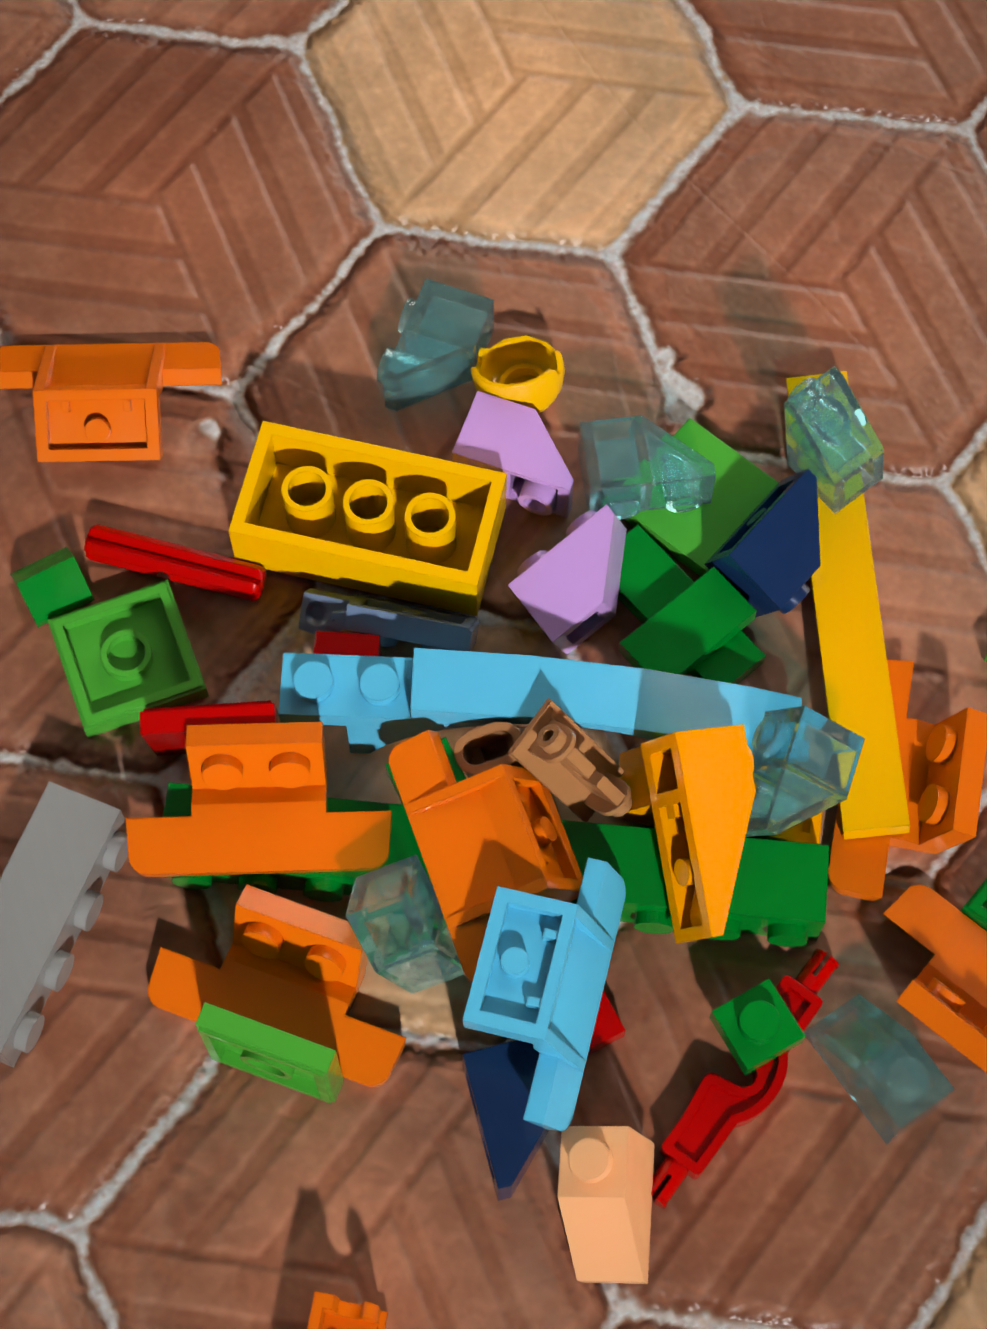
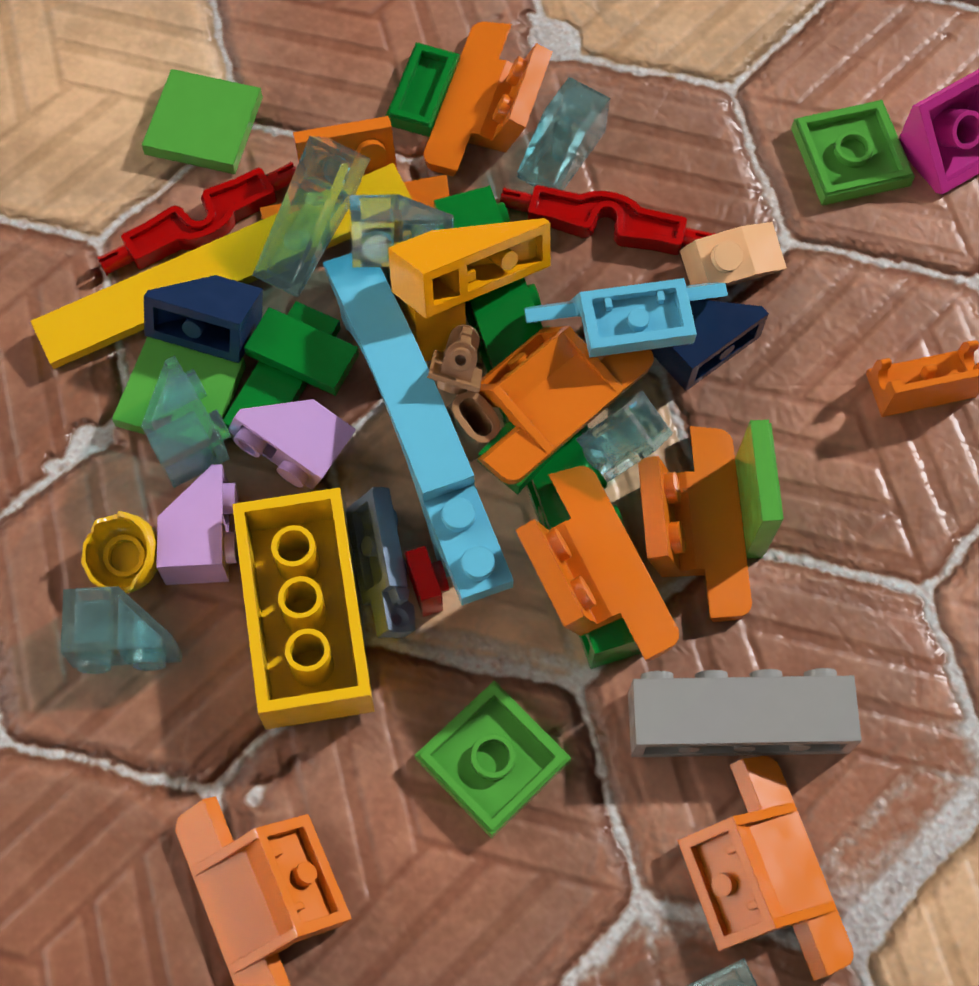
camera: 115 degrees left, 0 degrees up
(52, 586) = (456, 852): green slope -> none
(167, 726) = (537, 638): red tile -> none
(175, 562) = (395, 760): red axle -> none
(757, 1026) = (576, 211): green plate -> none
(832, 439) = (112, 289): clear light blue slope -> none
(865, 694) = (310, 213): none -> clear light blue slope
(922, 564) = (177, 231): none -> red piece

